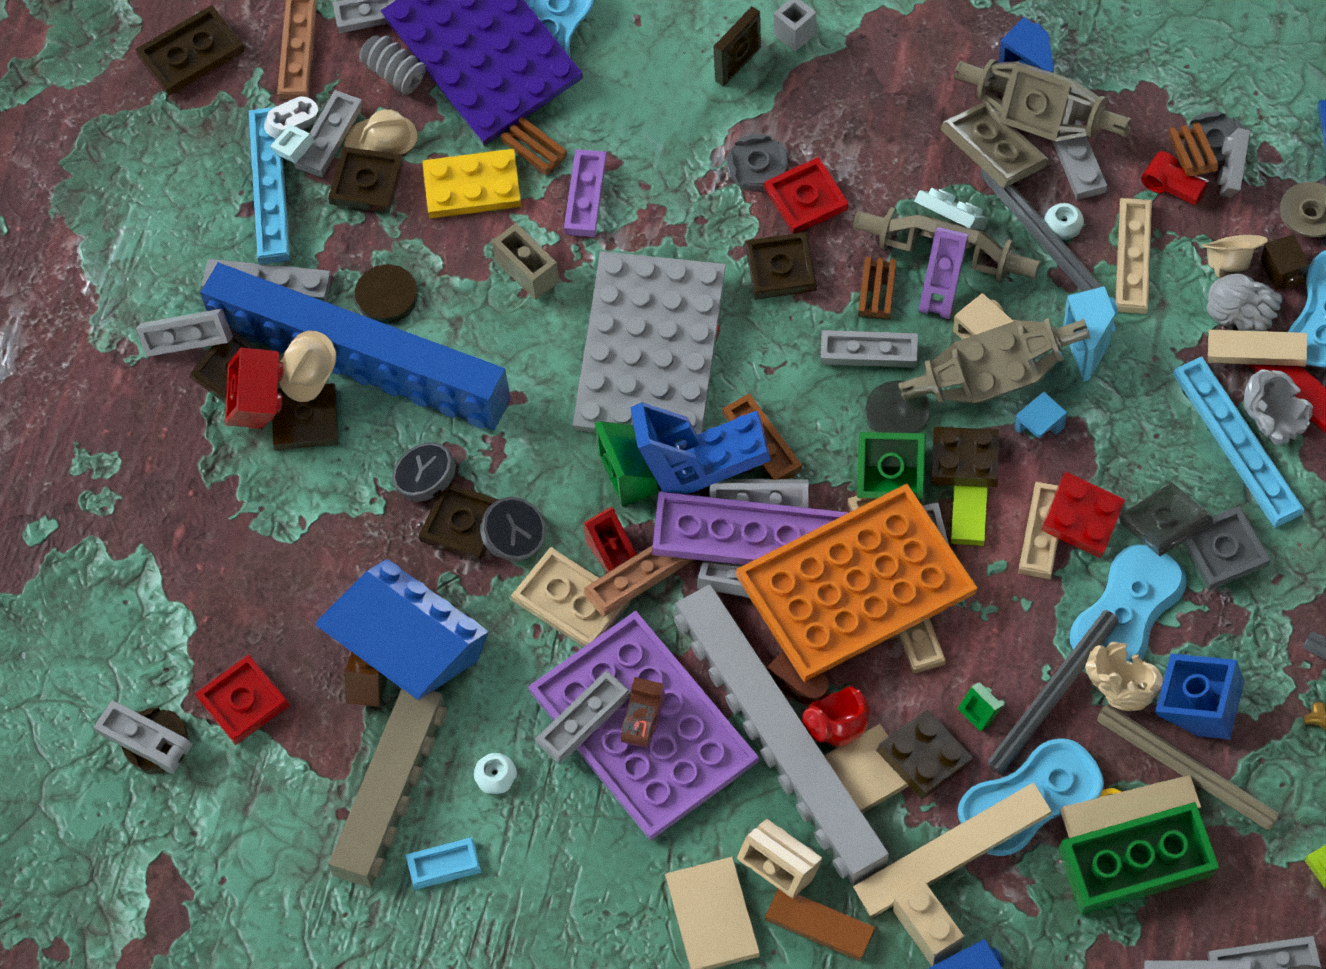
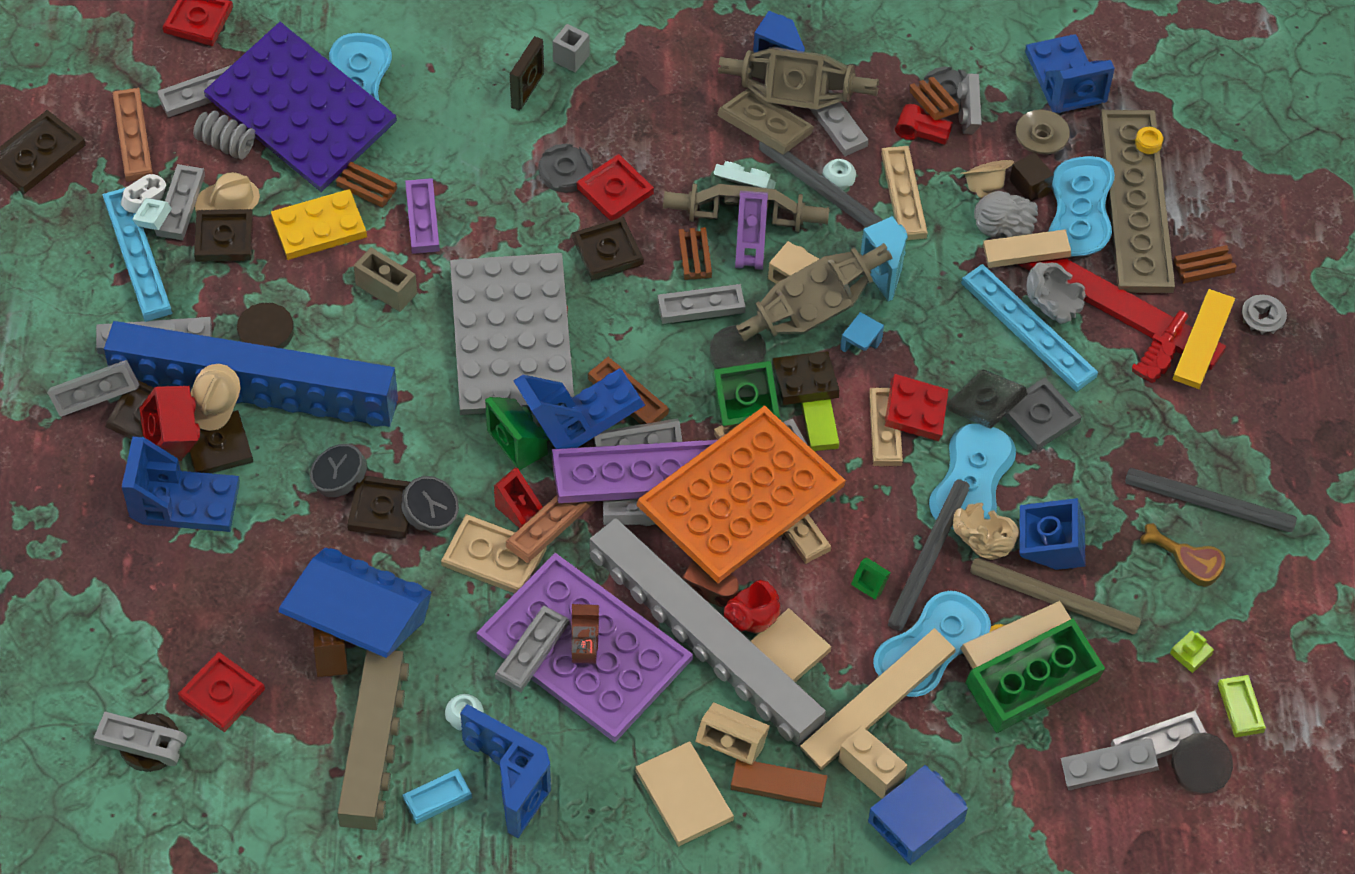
camera: 20 degrees left, 5 degrees down
(234, 466) = (168, 497): none -> blue bracket
(532, 871) = (521, 761): none -> blue bracket
(924, 754) = (833, 625): dark brown plate -> none

